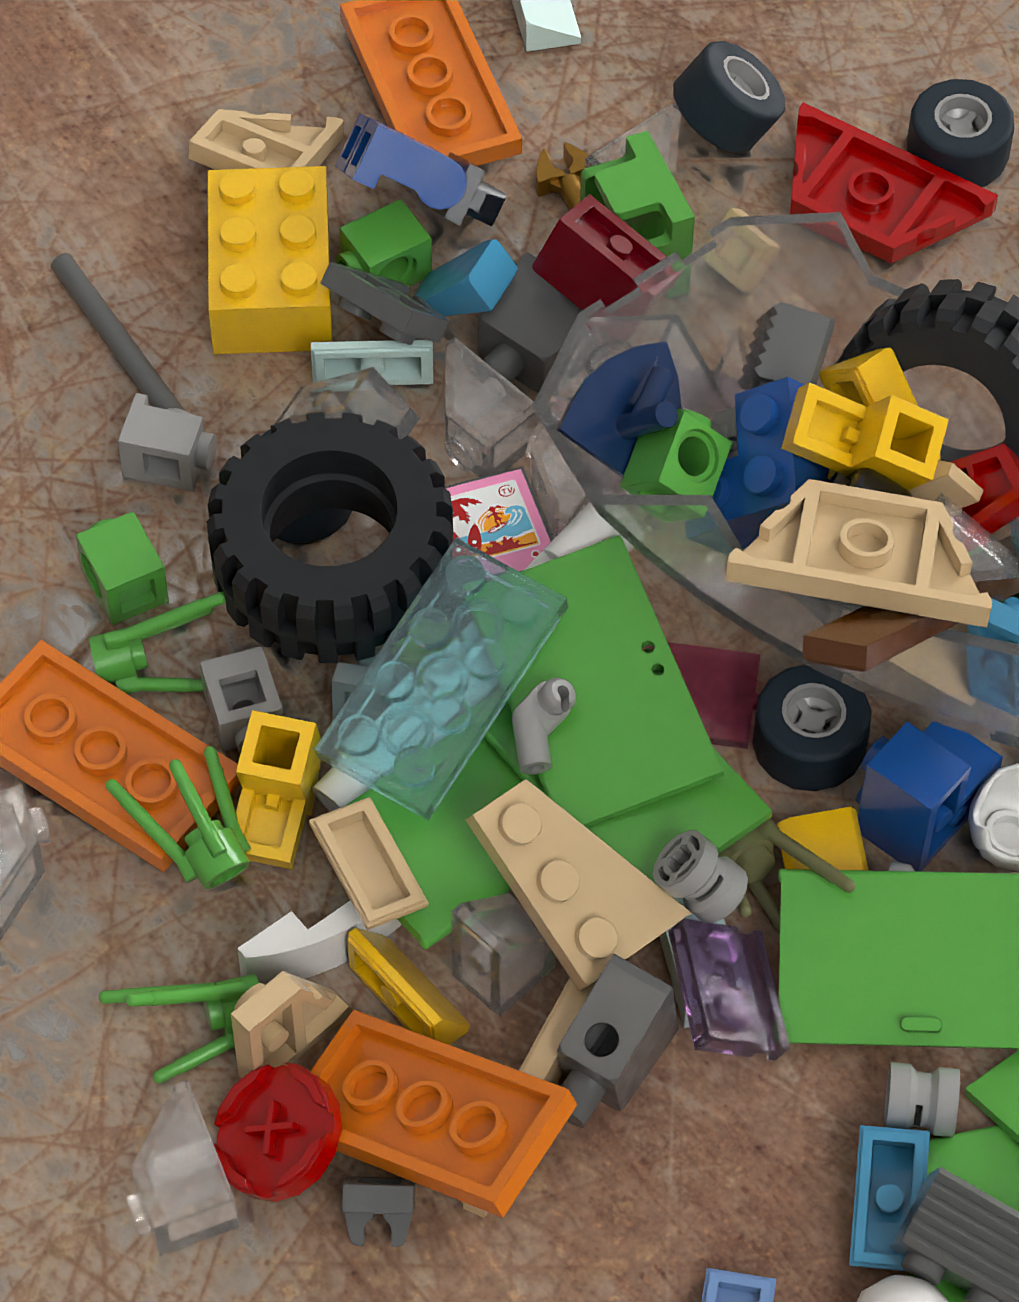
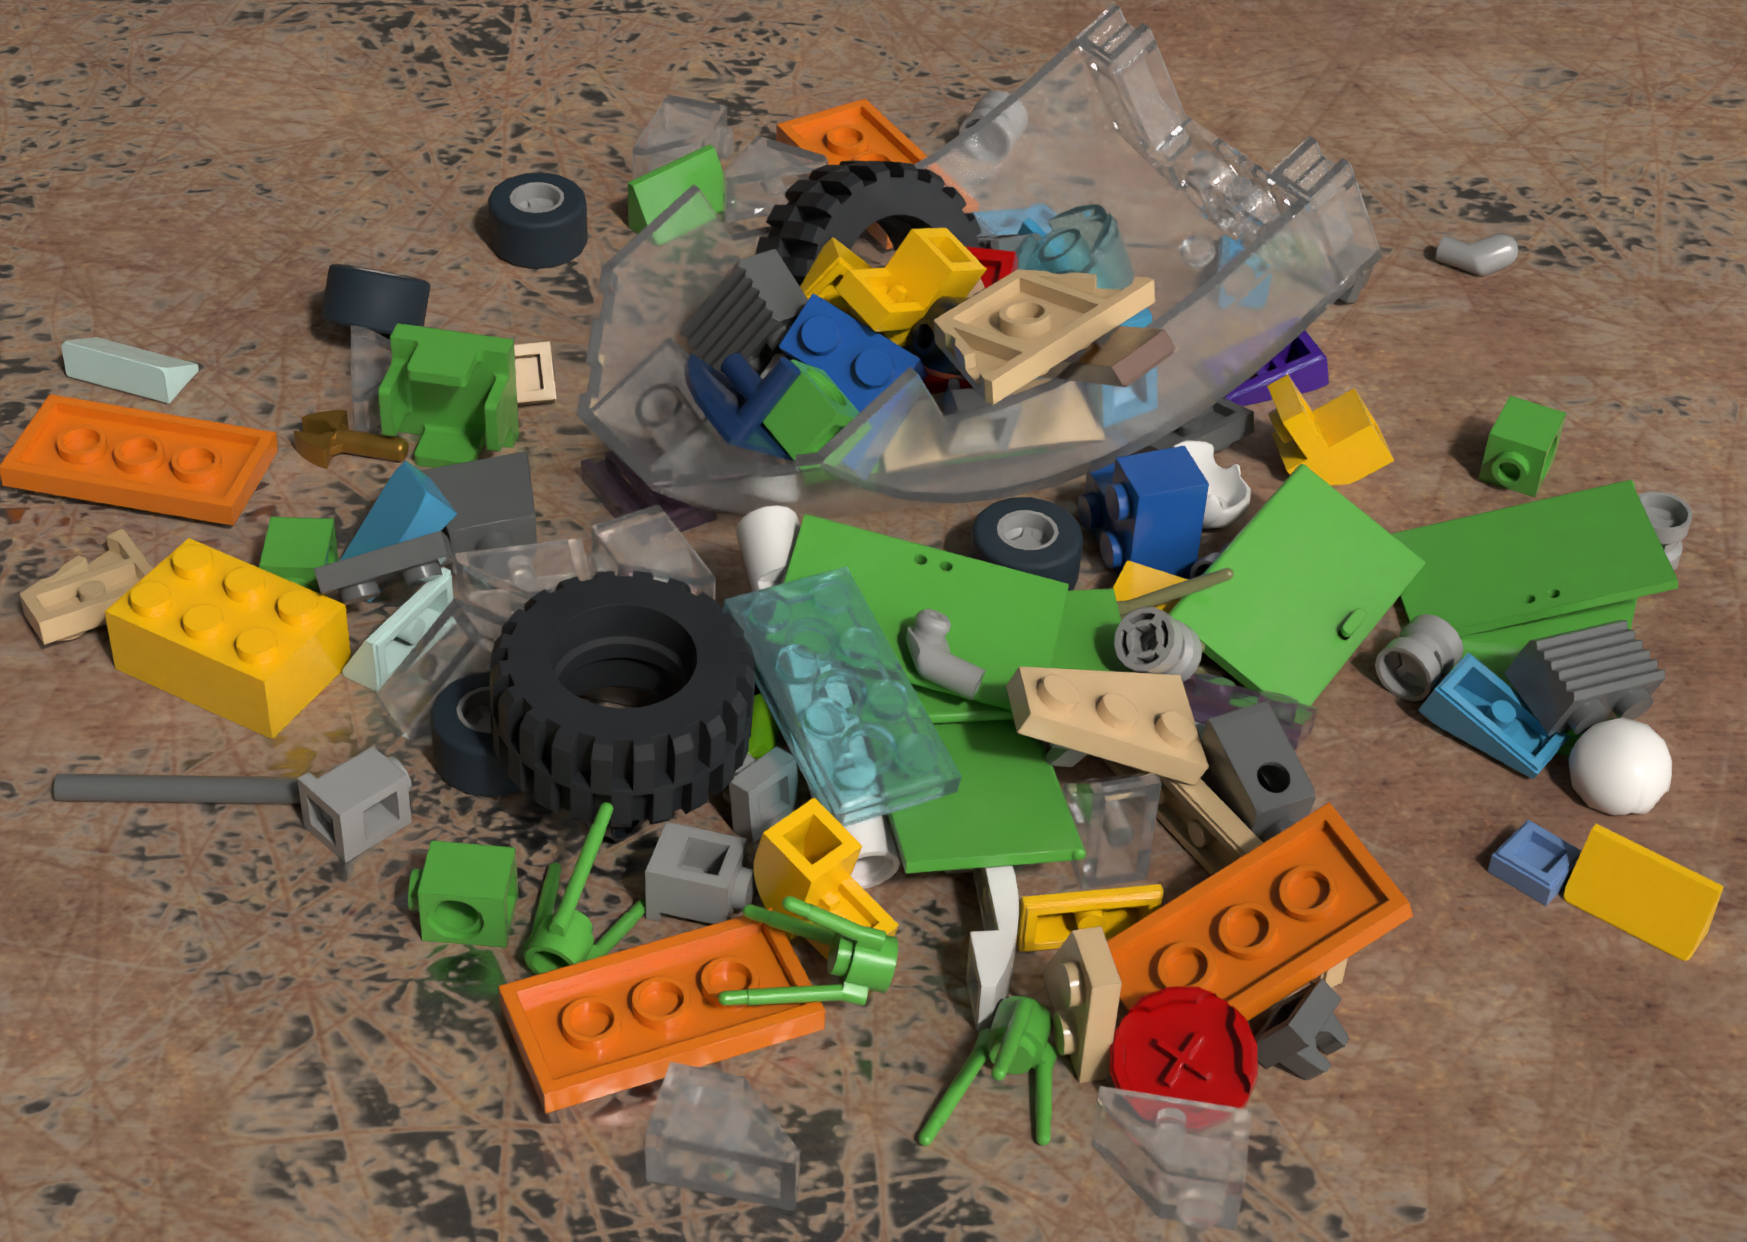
camera: 60 degrees left, 15 degrees down
(368, 863) = (984, 840): tan tile -> none
(443, 183) = (257, 482): blue hips -> none
(594, 255) = (502, 420): dark red panel -> none
(883, 192) = (529, 288): red wing -> none

